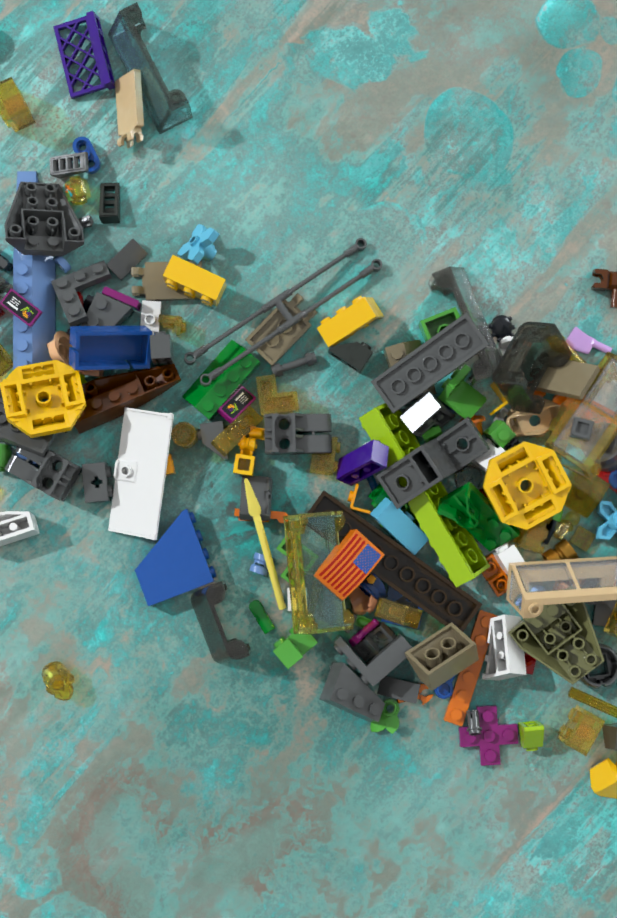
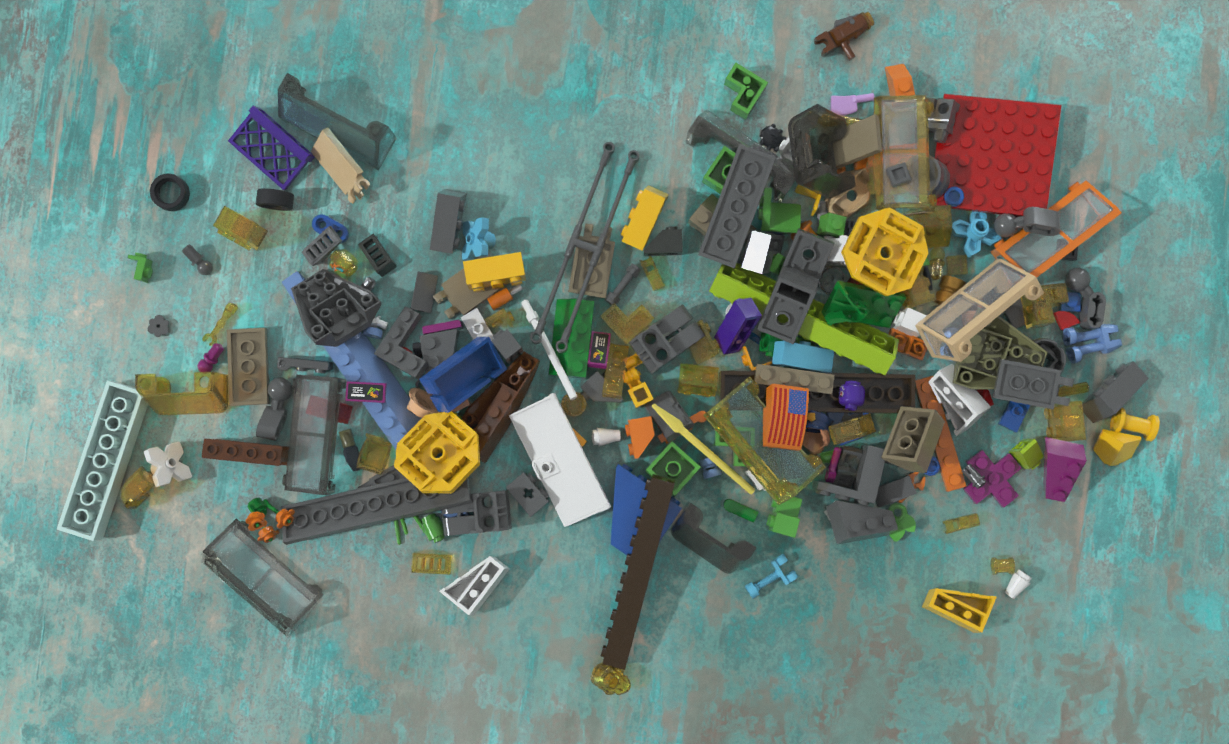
camera: 30 degrees left, 0 degrees up
(57, 100) = (274, 199): none -> black tyre
(71, 257) = (379, 323): none -> white bar
(141, 608) = (638, 572): none -> dark brown brick
(186, 213) = (448, 221): none -> dark grey wedge
(188, 307) = (503, 297): none -> orange piece
(191, 478) = (605, 436): none -> white cone
(201, 340) = (533, 319): none -> white bar
(222, 497) = (641, 434): none -> orange slope
(227, 689) = (753, 589): none -> medium azure bar
(228, 544) = (674, 464): none -> bright green brick
(300, 485) = (698, 380): none -> clear yellow bracket
(324, 375) = (653, 276): none -> clear yellow bar
(380, 538) = (814, 381): none -> dark tan plate
(386, 823) = (961, 608): none -> yellow wedge
(416, 584) = (852, 395): none -> dark purple head
(439, 754) = (963, 522): none -> clear yellow bar
(446, 813) = (1002, 565): none -> clear yellow bush
(449, 836) = (1018, 583): none -> white cone
(510, 273) = (748, 87): none -> bright green brick
(547, 693) = (1013, 415): none -> blue plate
(551, 765) = (1061, 467): none -> magenta wedge
(570, 678) = (1030, 384): none -> dark grey tile

